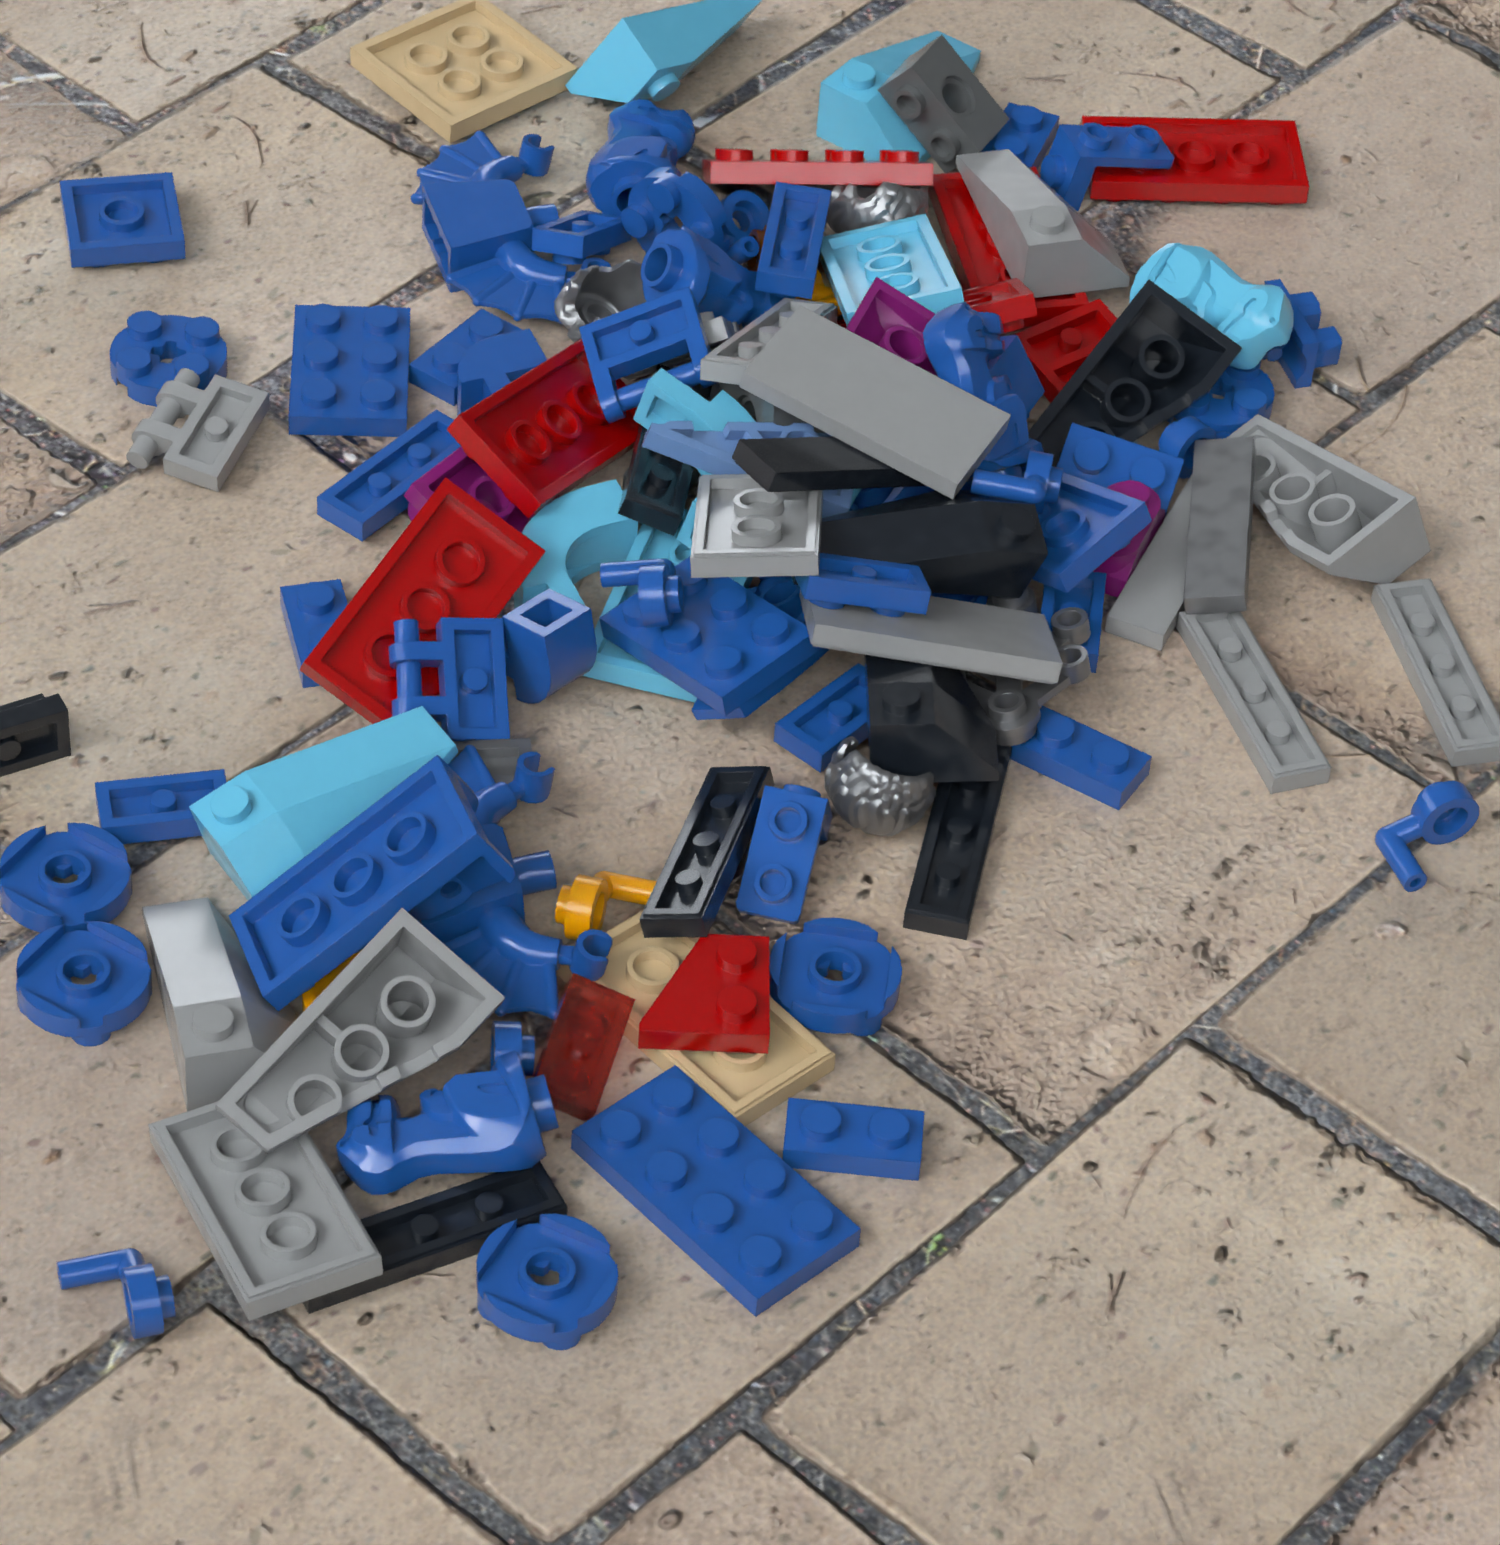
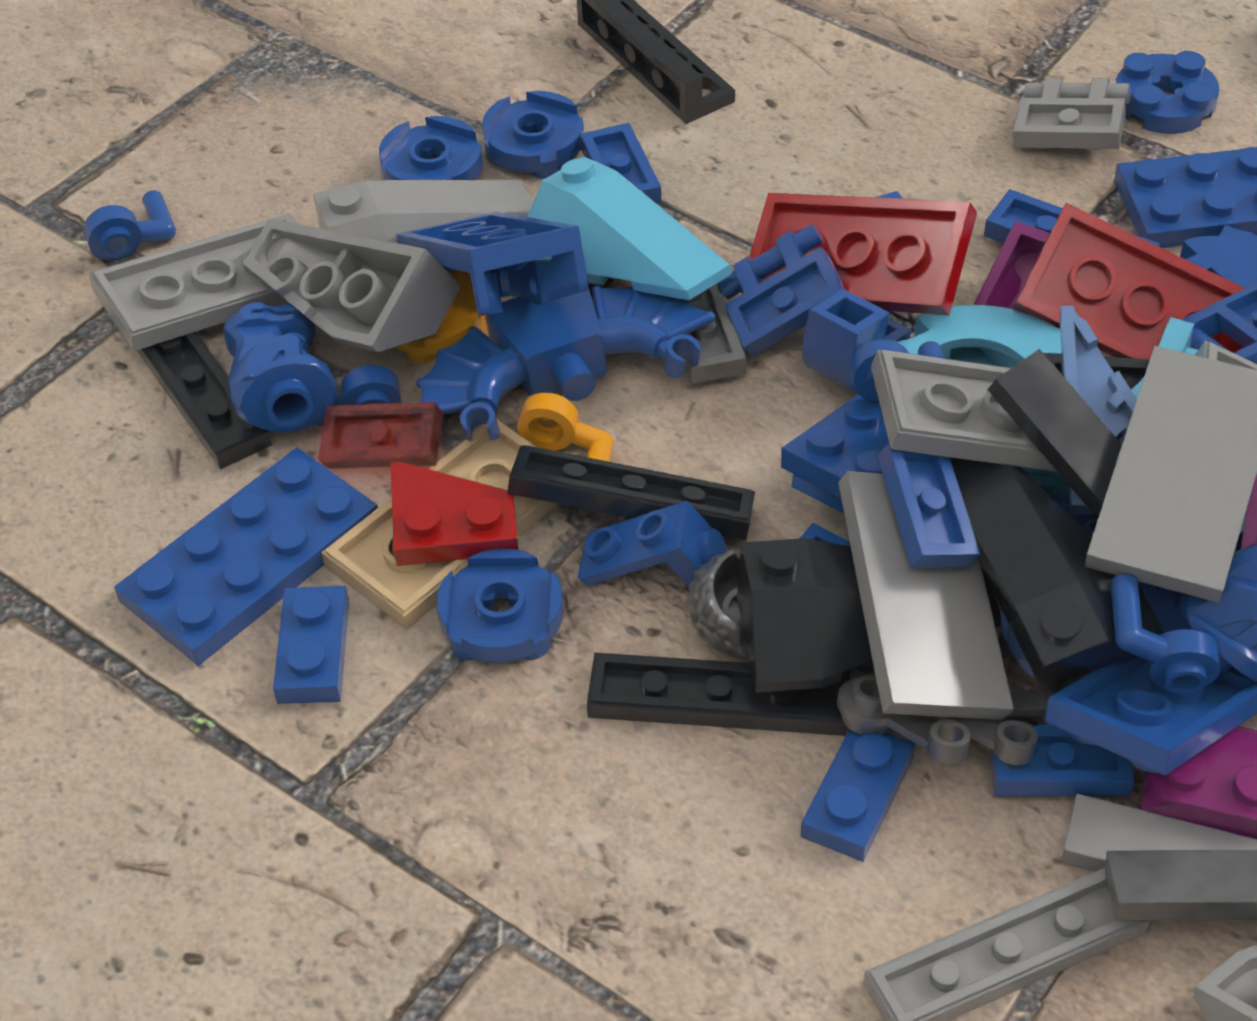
camera: 90 degrees right, 5 degrees up
(540, 1312) = (144, 477): blue plate -> none

